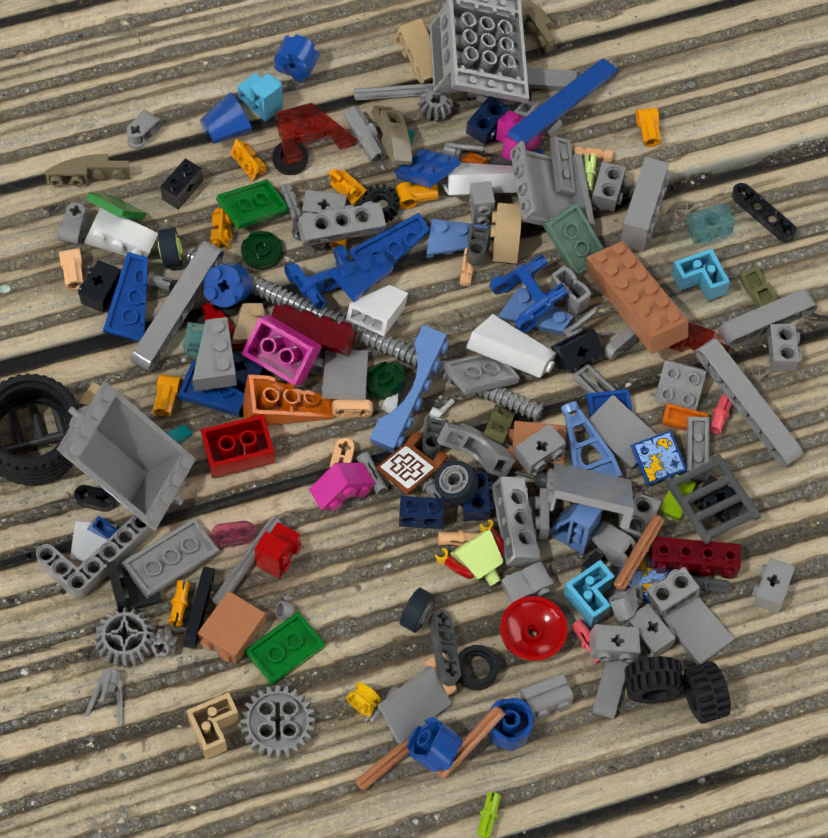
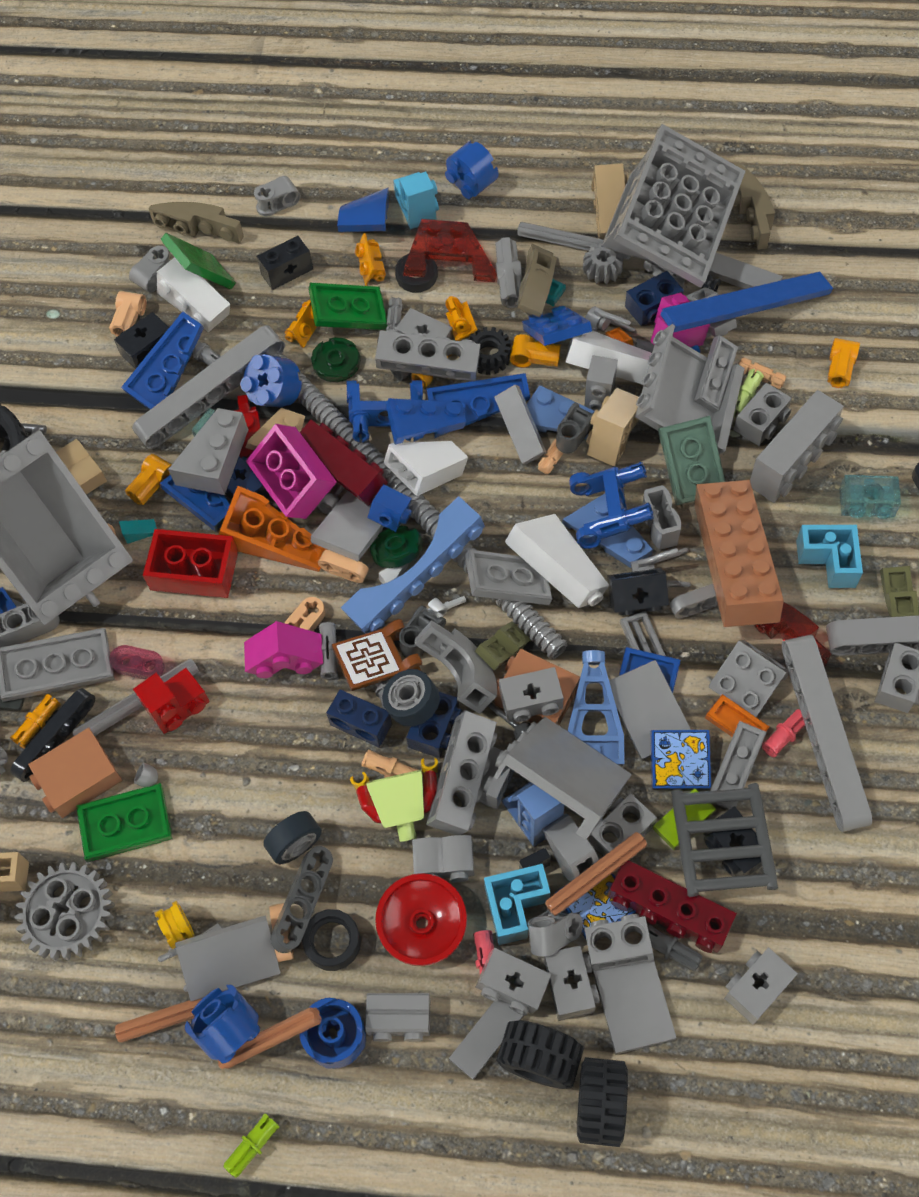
camera: 30 degrees right, 0 degrees up
(170, 247) = (233, 322): black wheel -> none
(369, 352) = (390, 508): none -> blue brick
(434, 254) = (520, 424): none -> light grey tile

